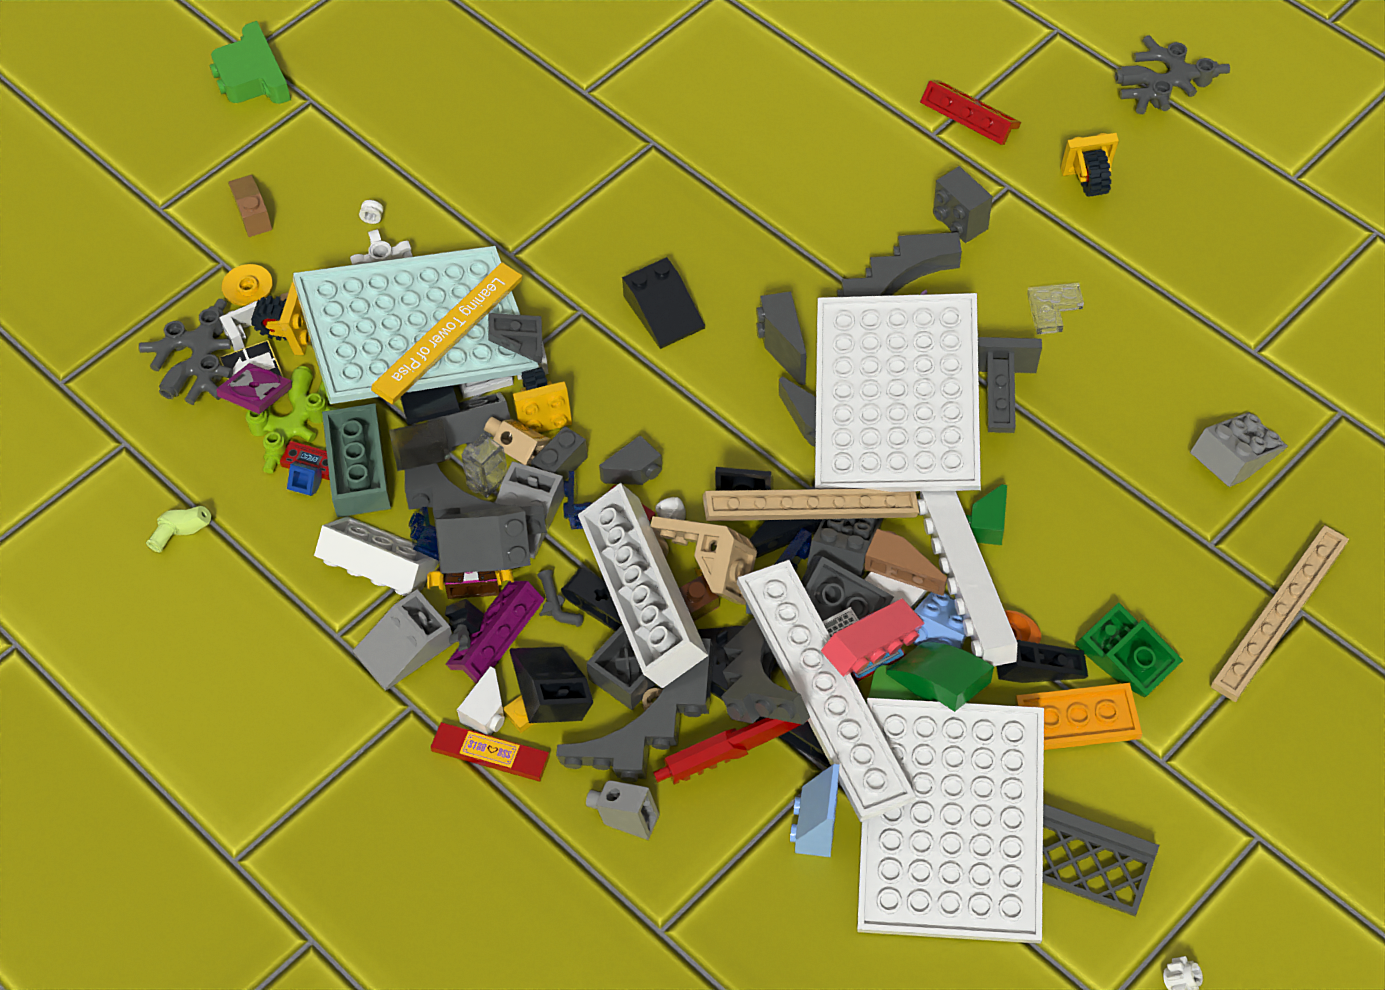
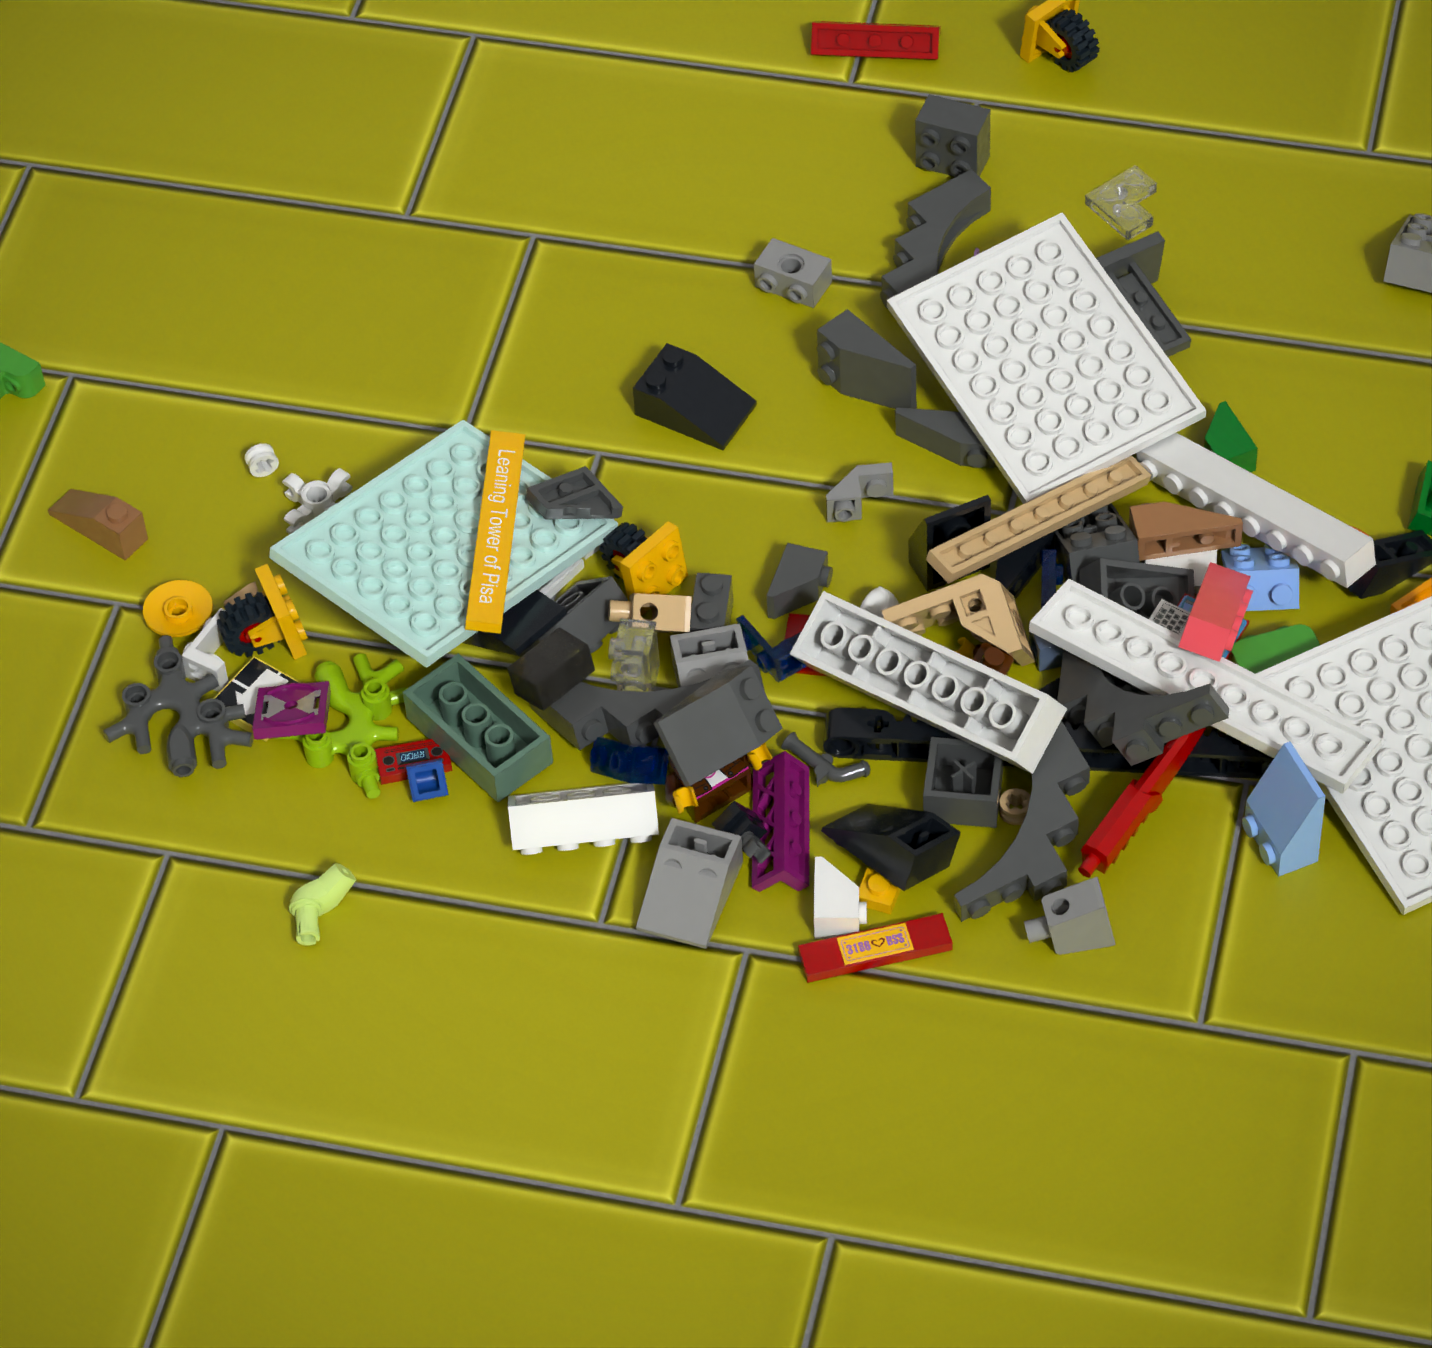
camera: 30 degrees left, 5 degrees down
(707, 423) = (863, 481): none -> light grey slope
(791, 248) = (793, 273): none -> light grey brick
(942, 674) = (1308, 613): green slope -> none

